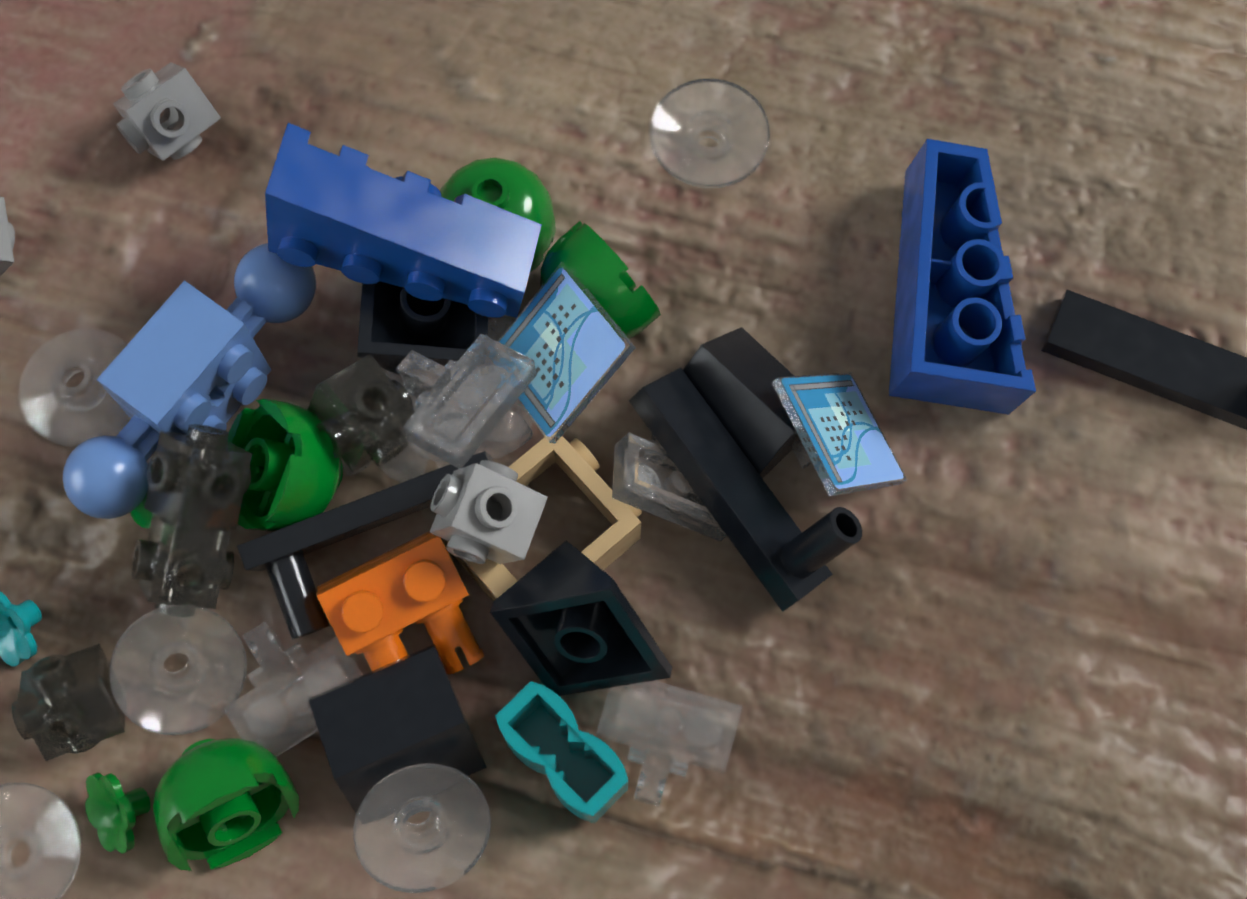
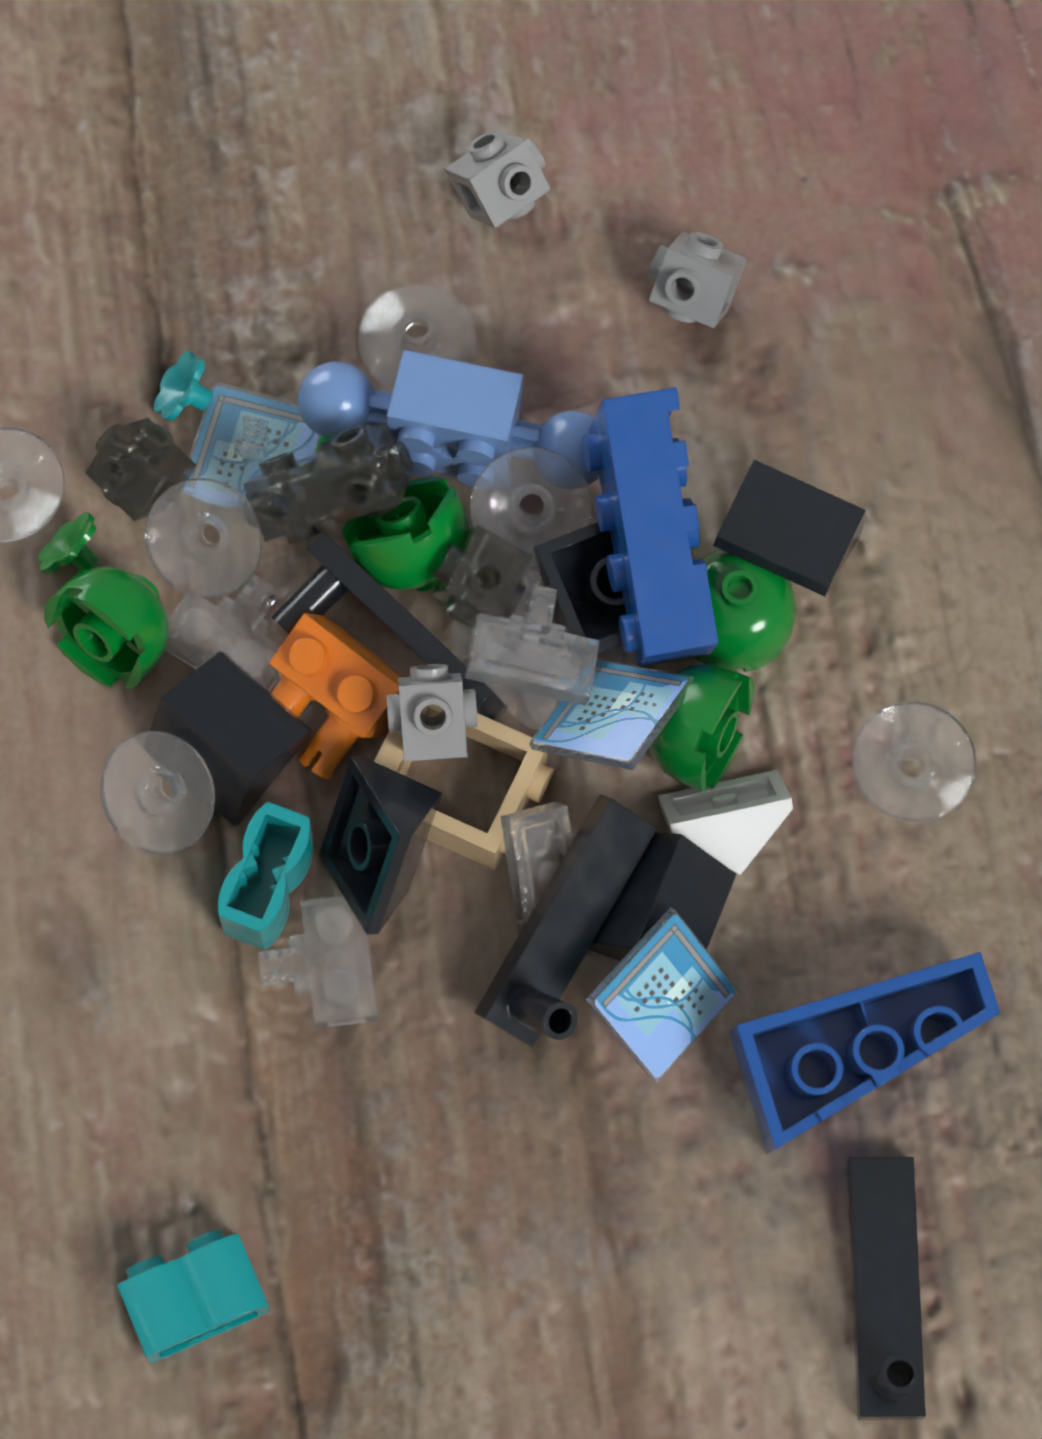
camera: 65 degrees right, 0 degrees up
(90, 586) = (244, 430): none -> clear piece
(301, 307) = (525, 472): none -> clear dish
(450, 126) = (790, 528): none -> black slope
(691, 306) = (731, 818): none -> white slope

